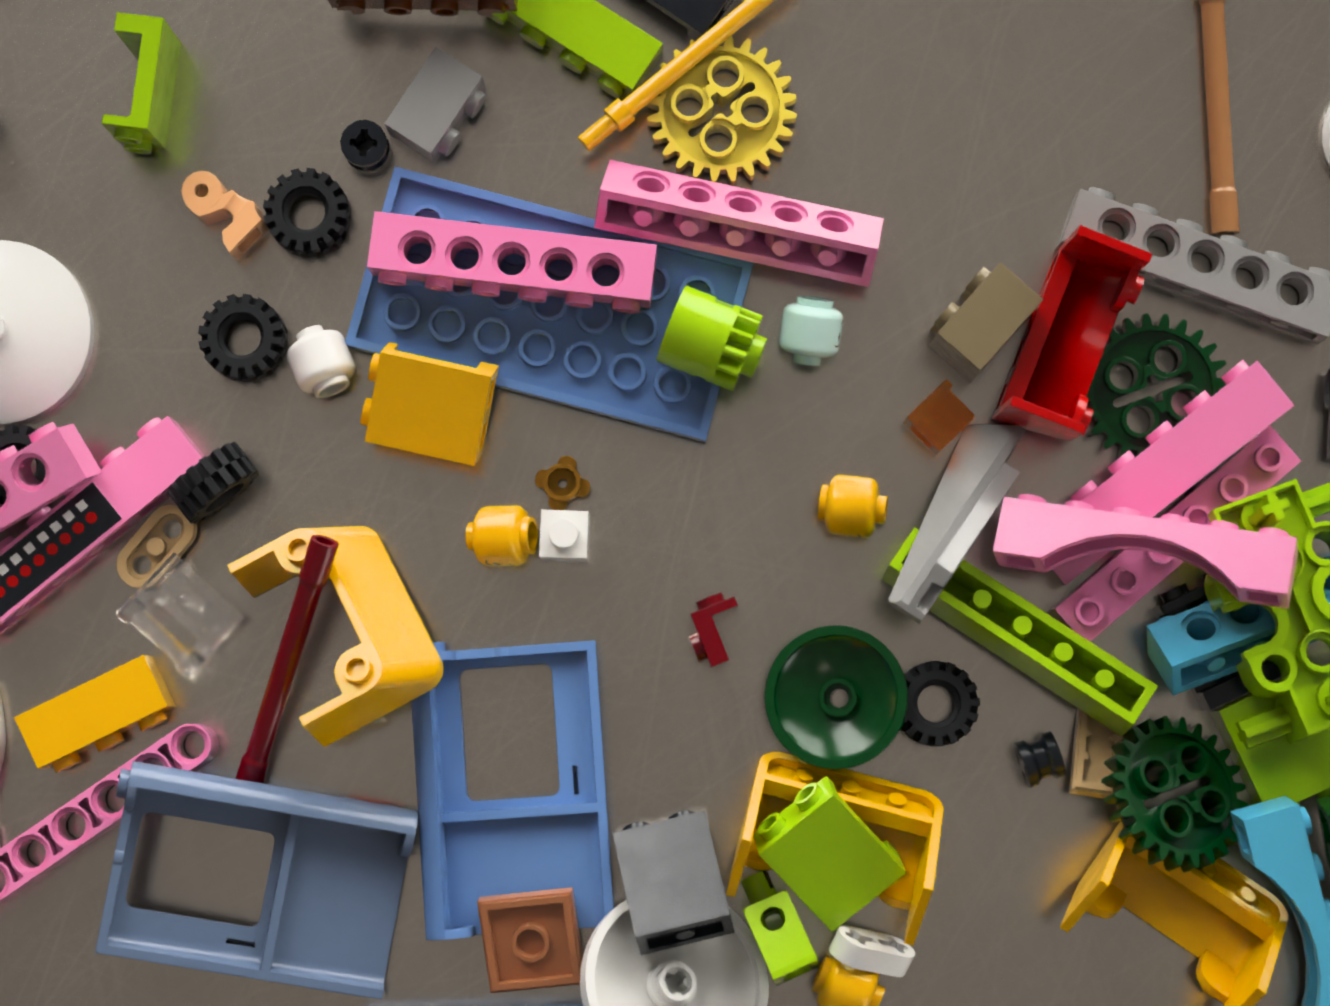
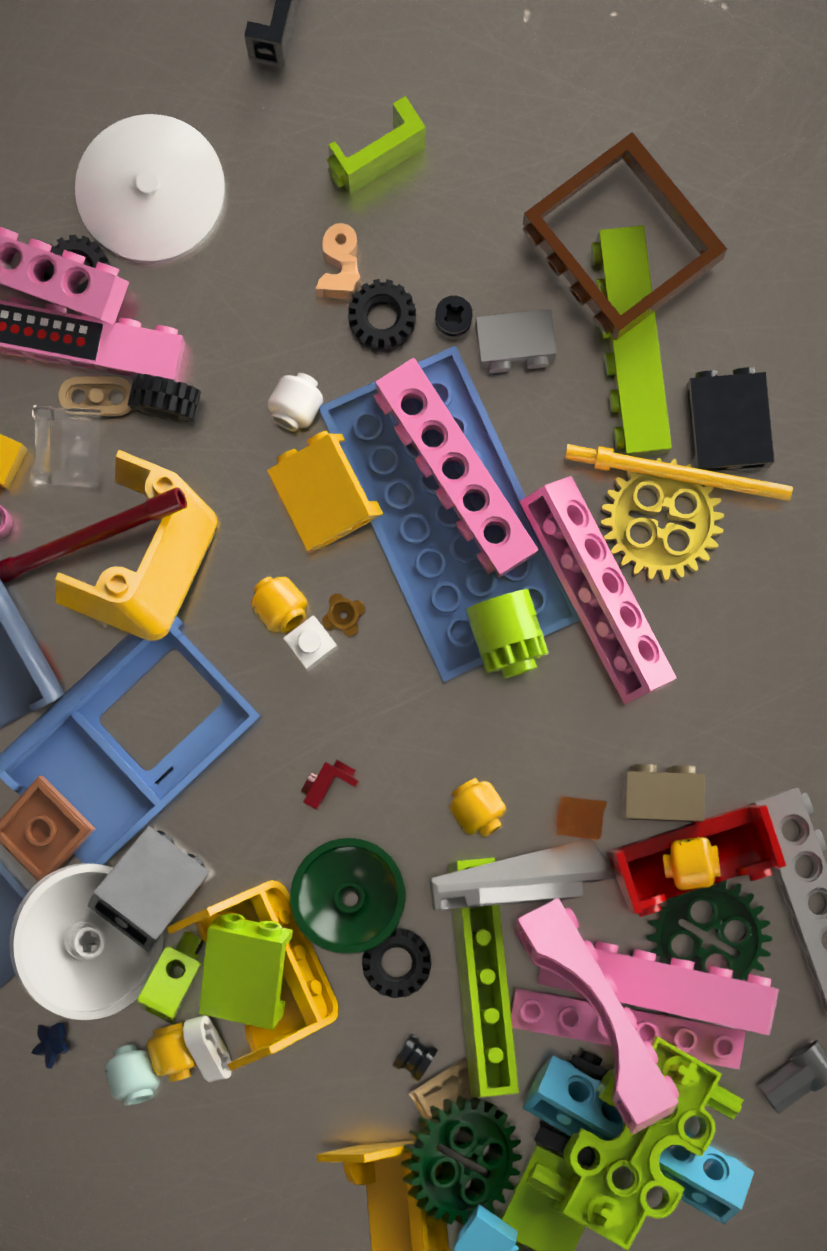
camera: 45 degrees right, 0 degrees up
(233, 311) = (270, 318): black tyre -> none
(811, 329) = (568, 690): light aqua head -> none
(1073, 344) = (692, 863): none -> yellow head

